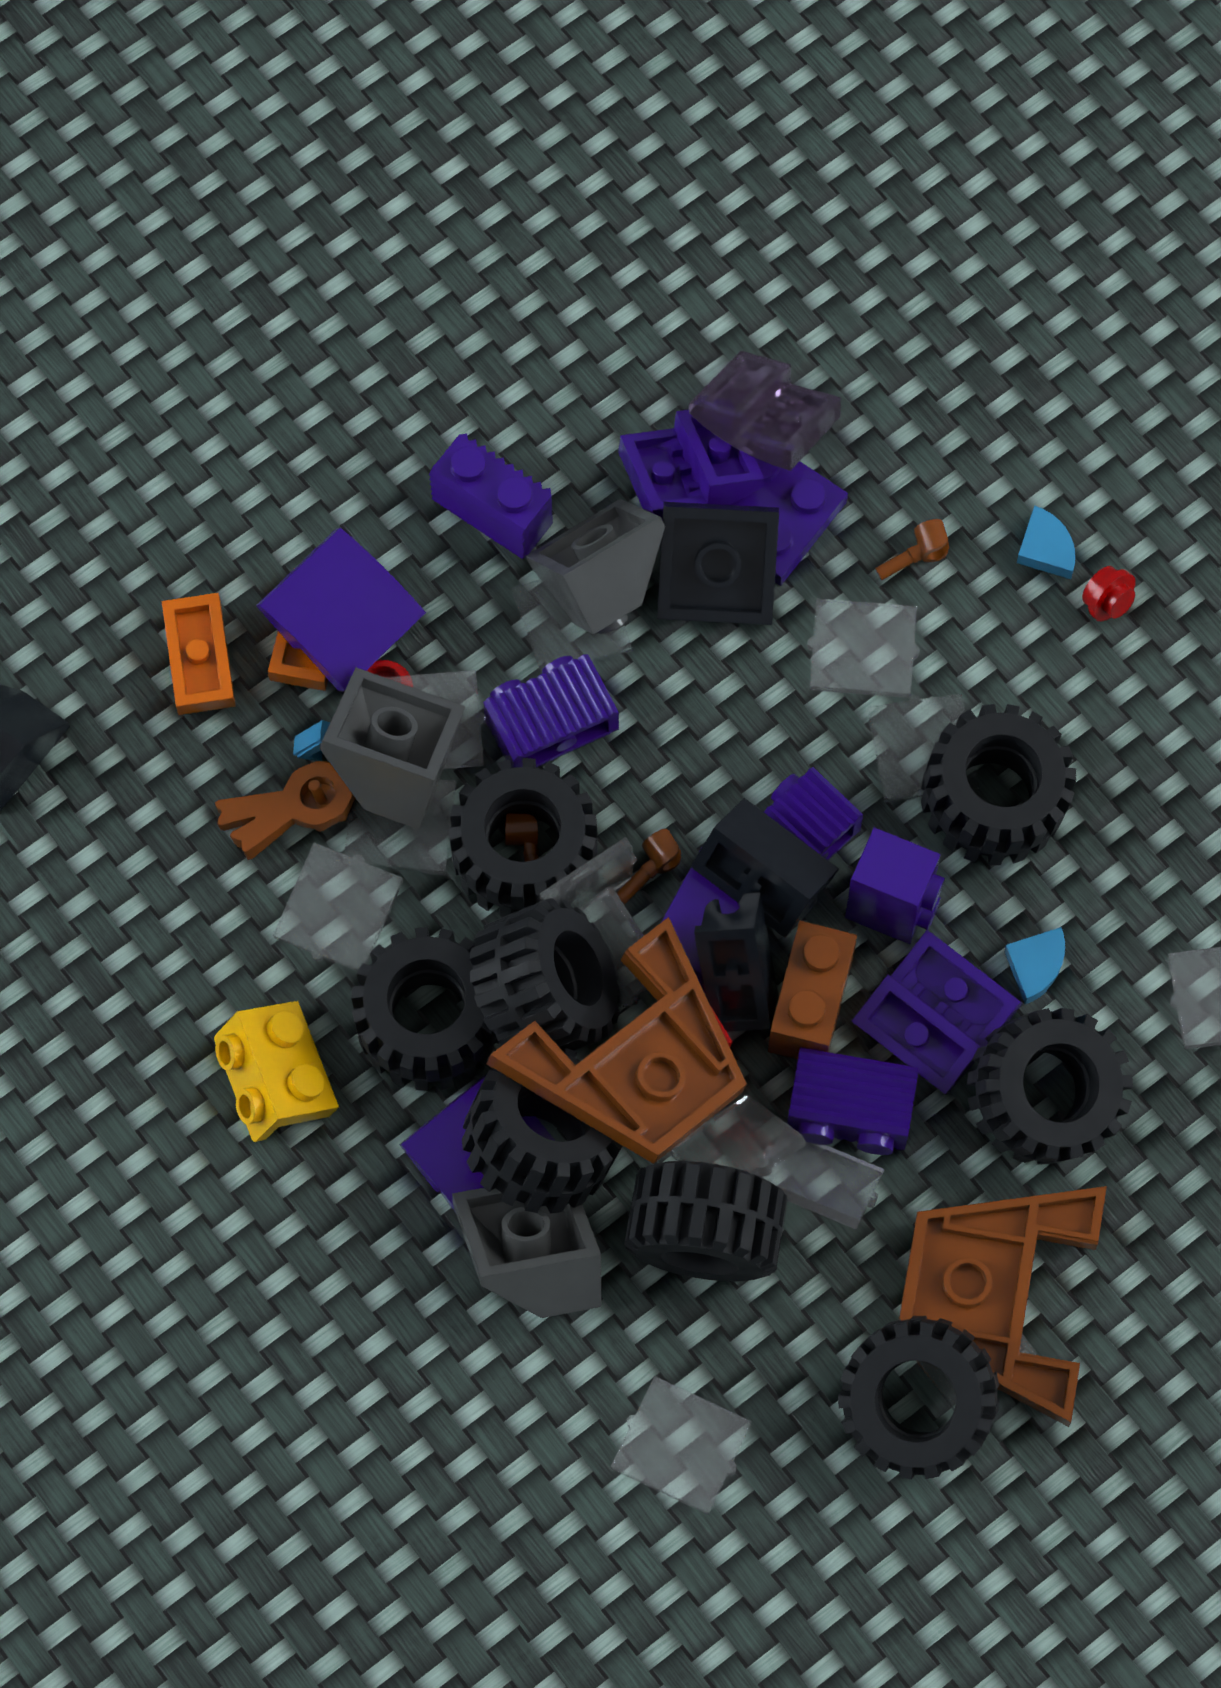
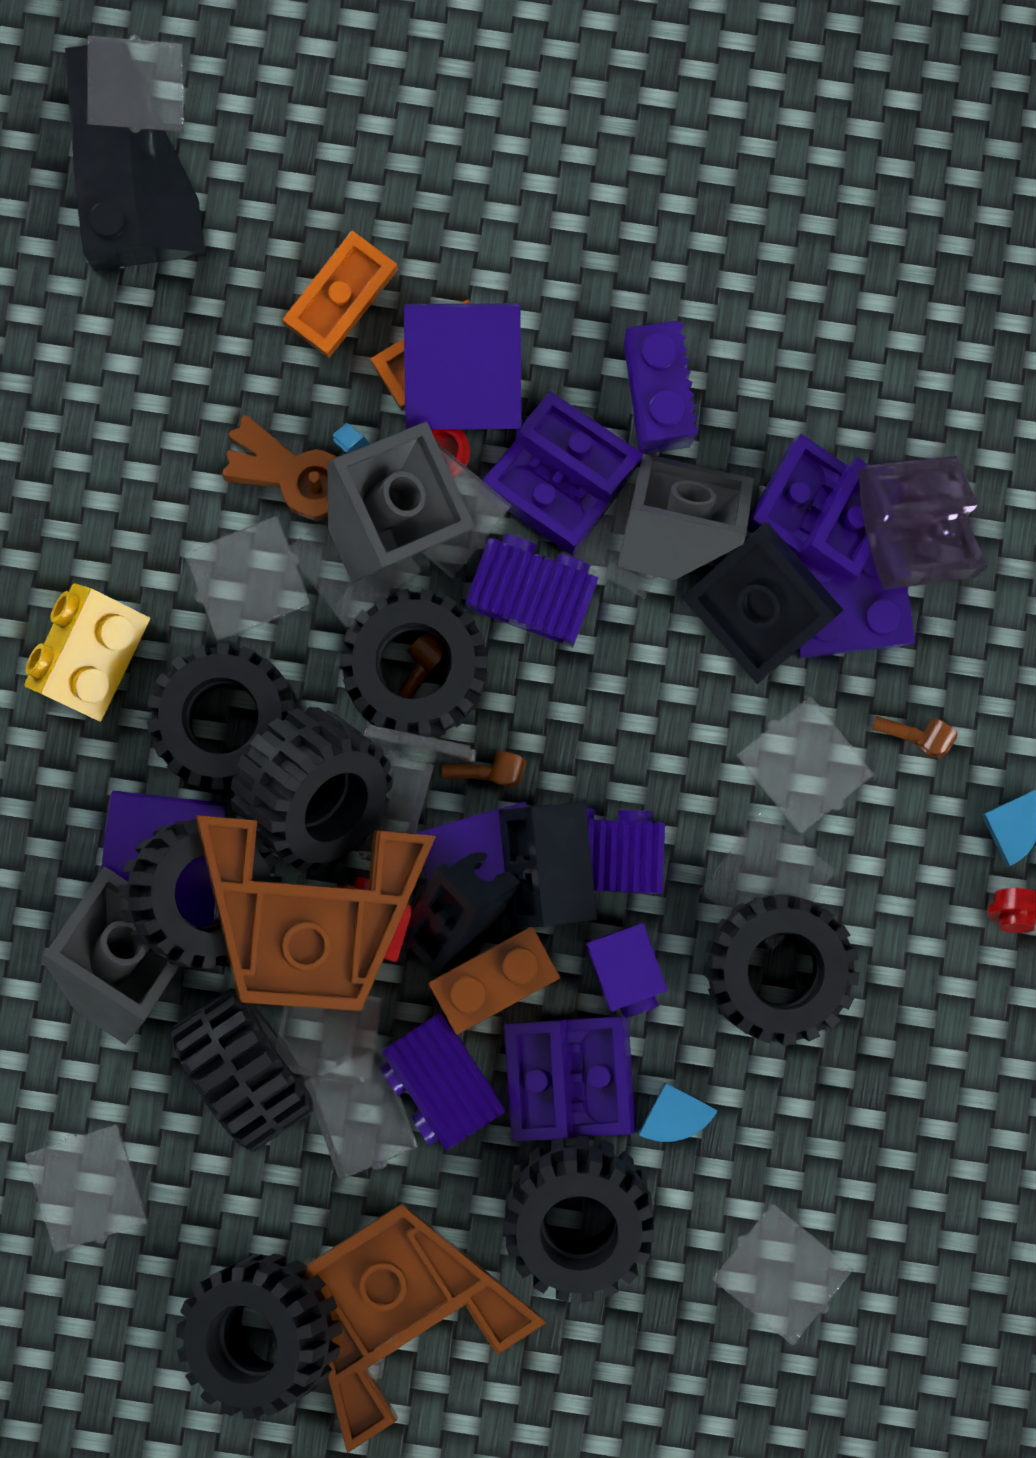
camera: 45 degrees right, 15 degrees up
(485, 618) = (562, 472): none -> dark purple slope

